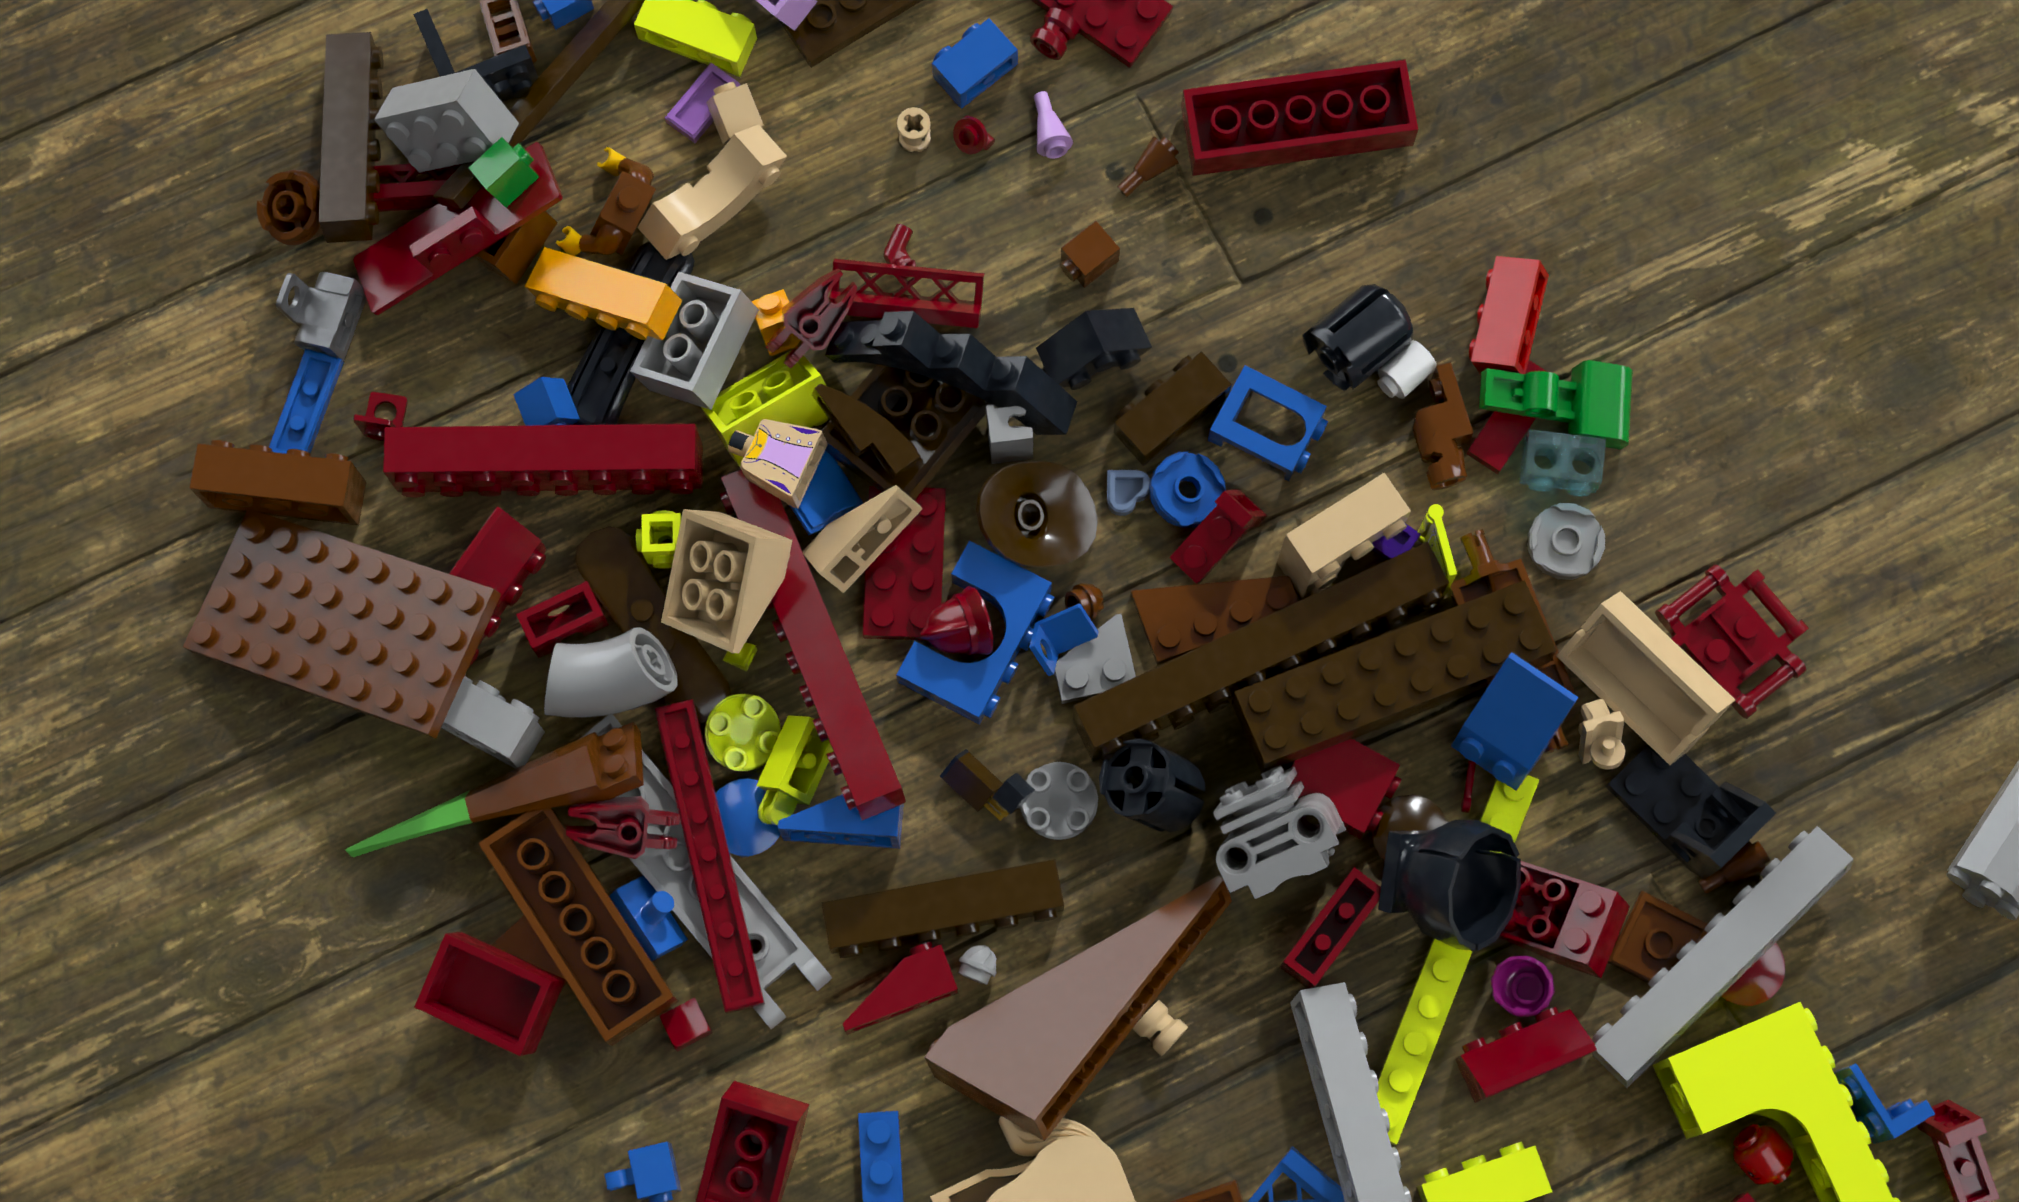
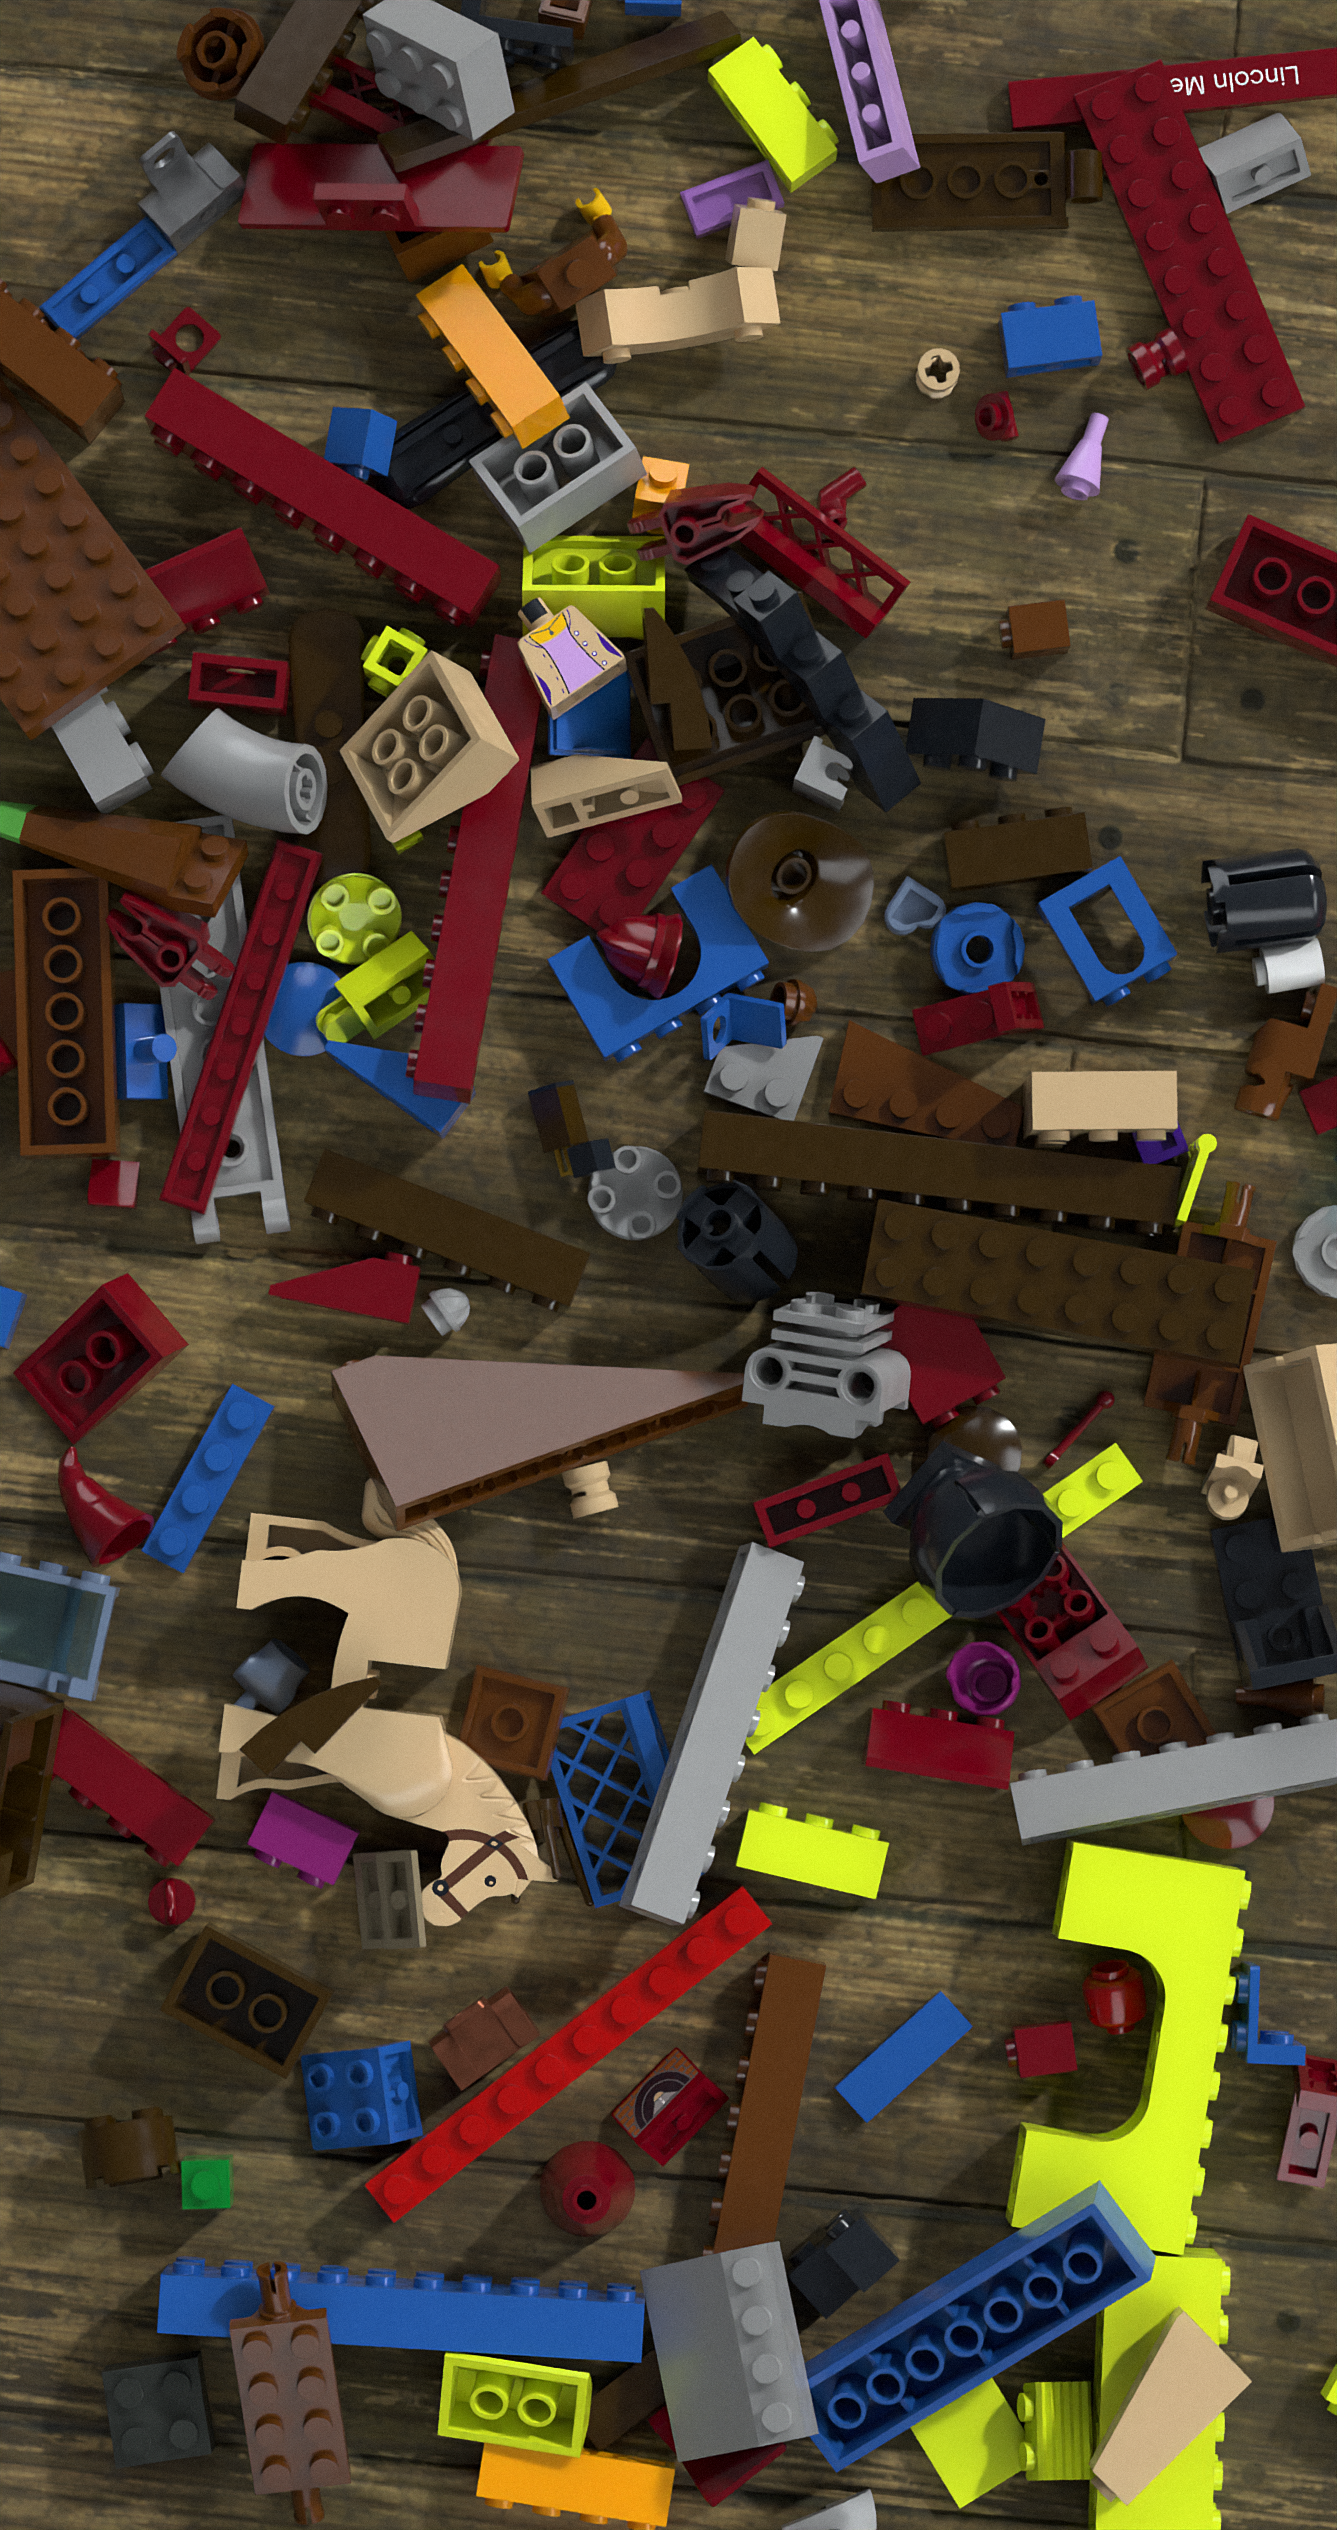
camera: 25 degrees right, 10 degrees up
(505, 171) = (465, 162): green brick -> none
(1155, 159) = (1173, 568): reddish brown cone -> none
(1514, 721) = (1146, 1409): blue slope -> none

